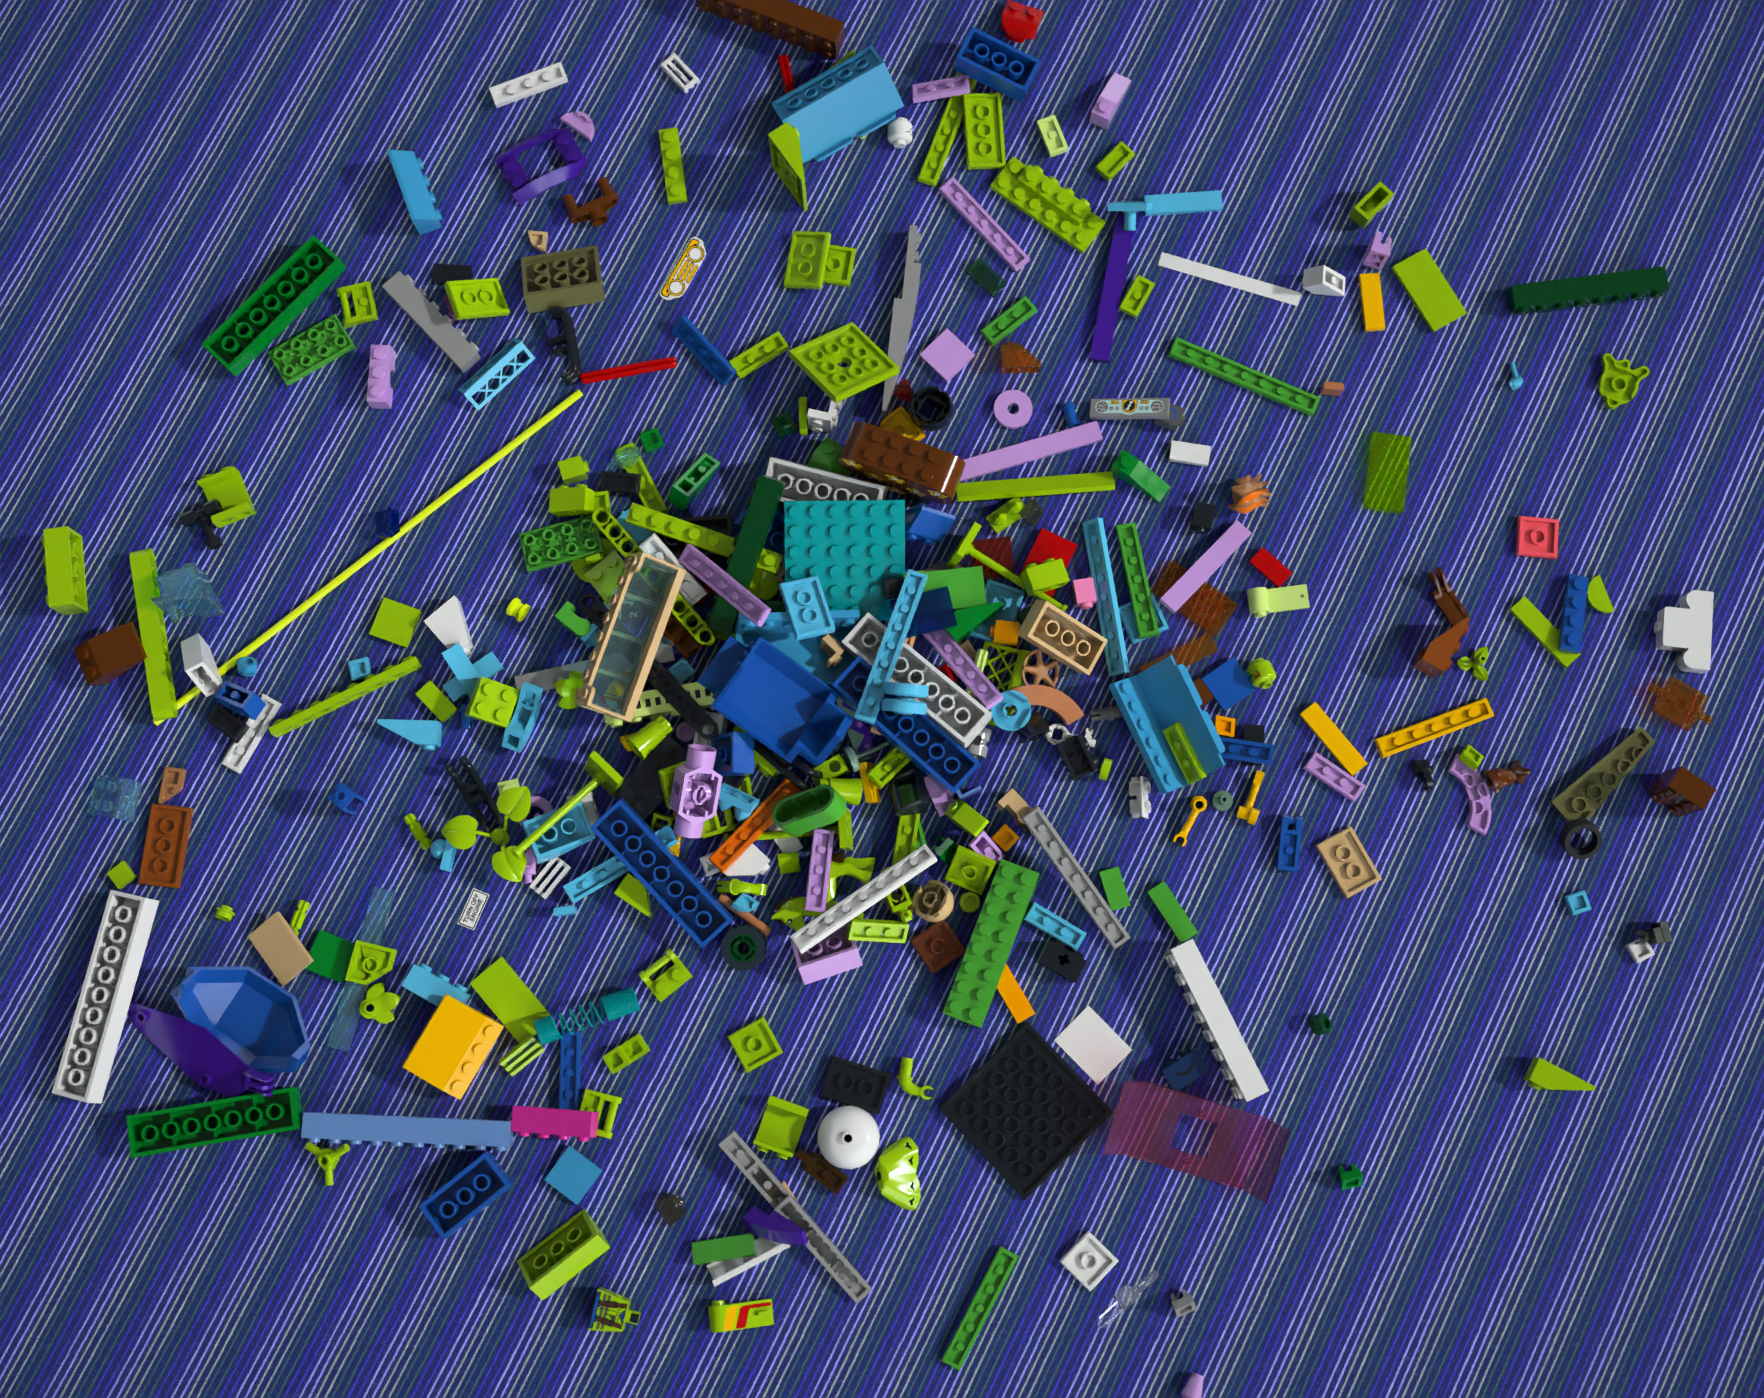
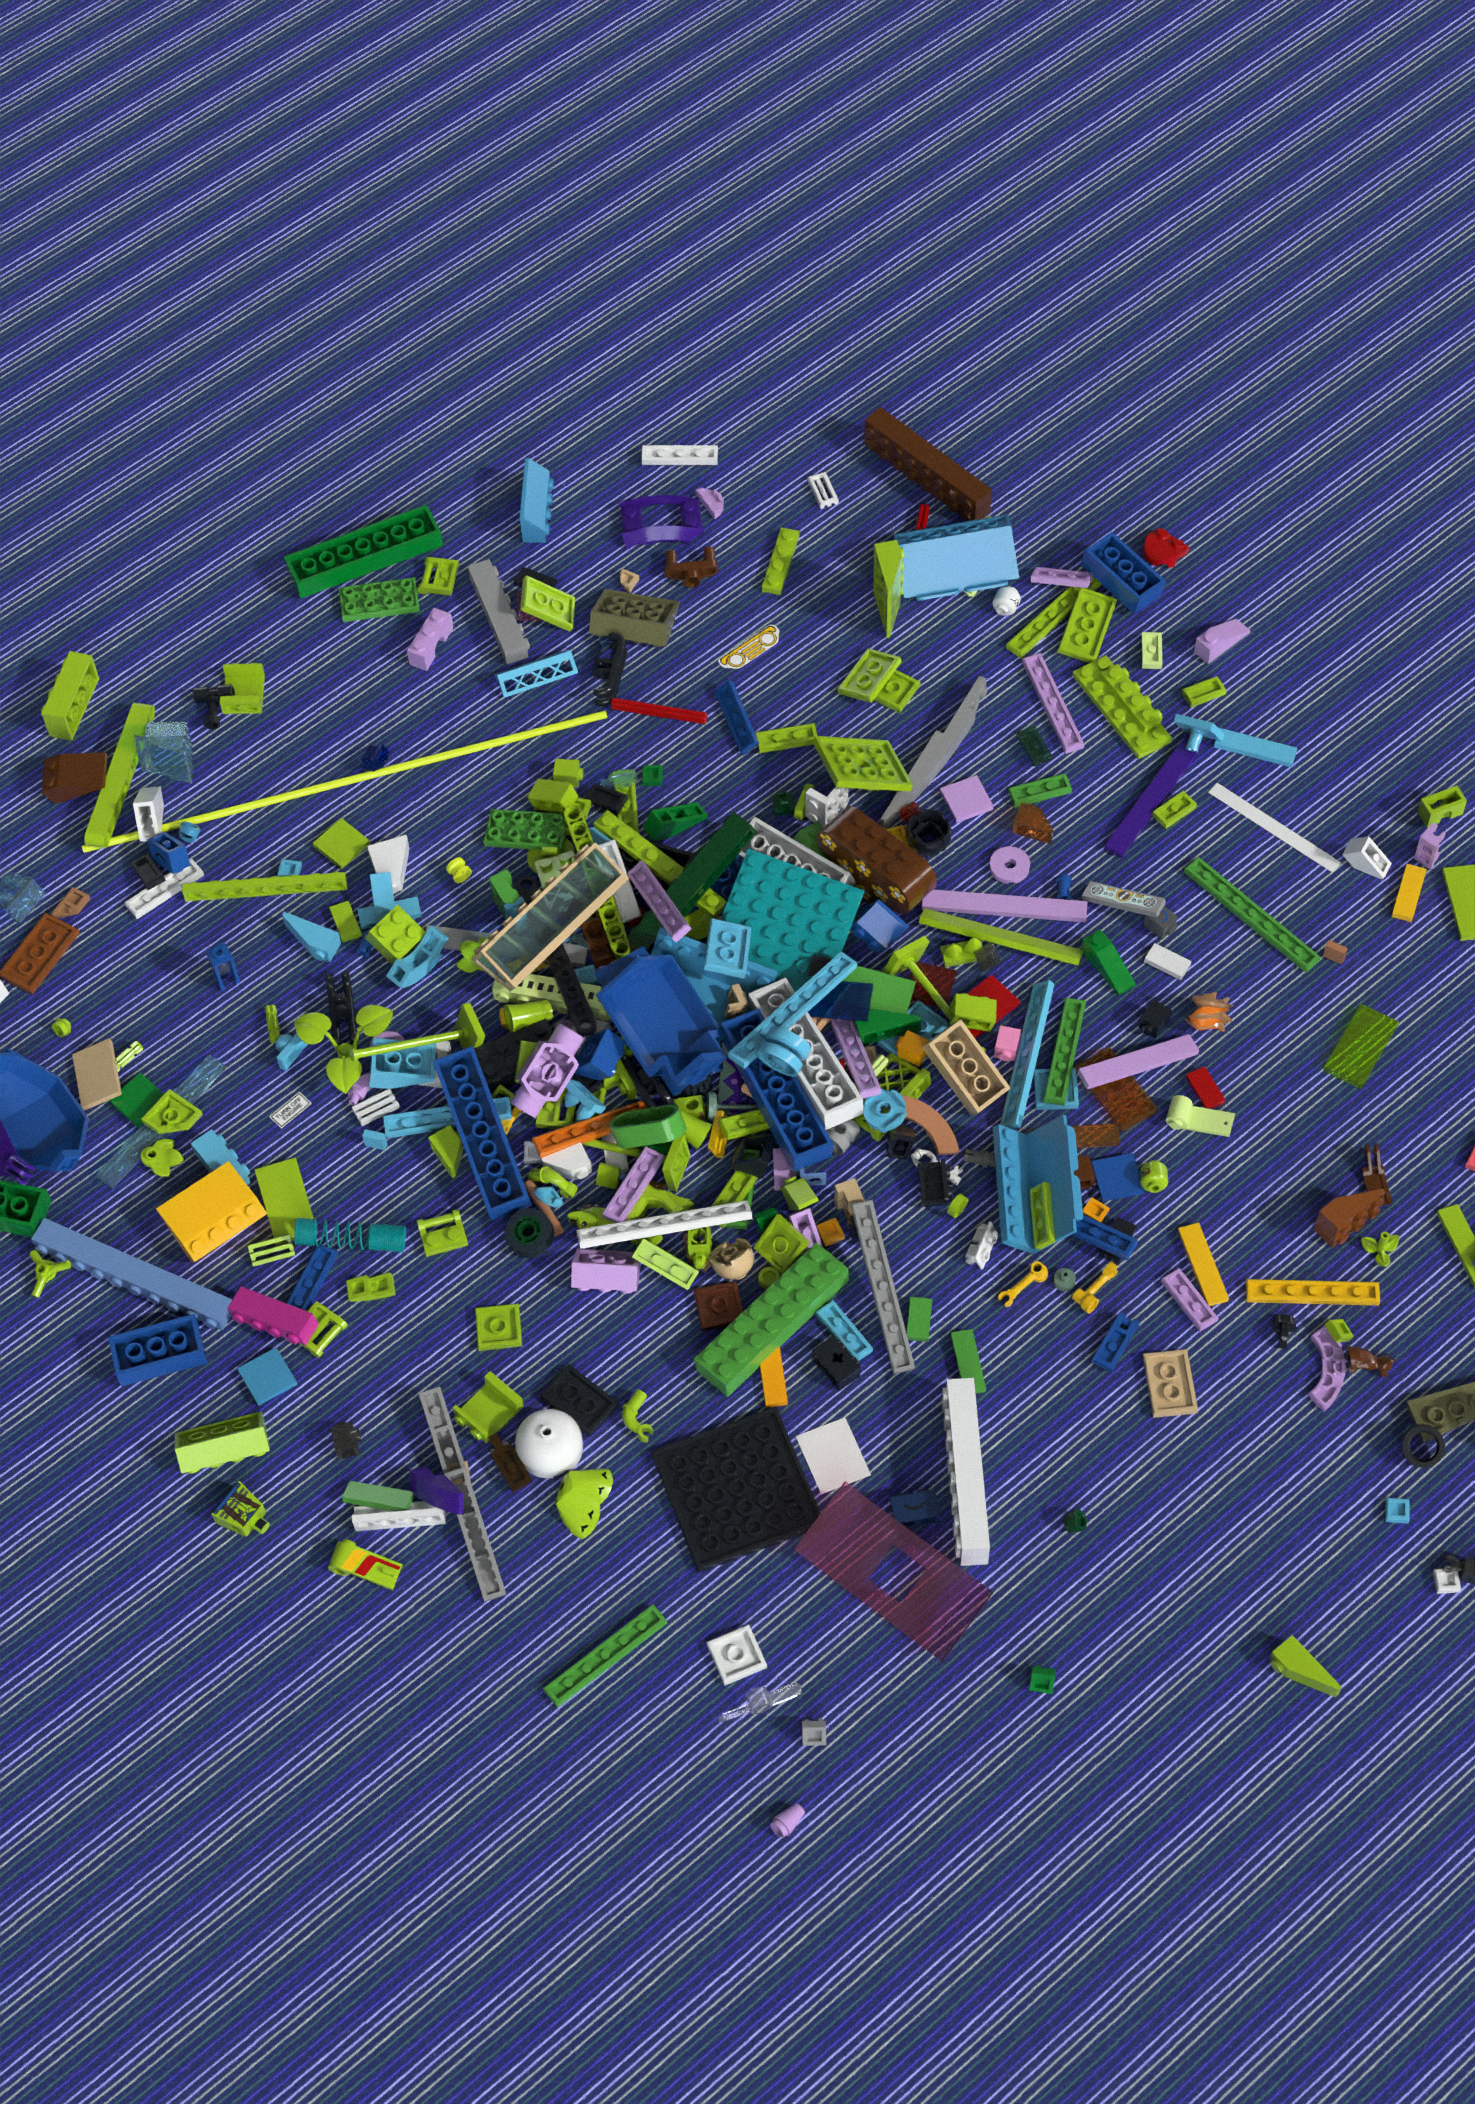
camera: 25 degrees right, 20 degrees down
(1040, 670) = (931, 1094): medium nougat wheel -> none

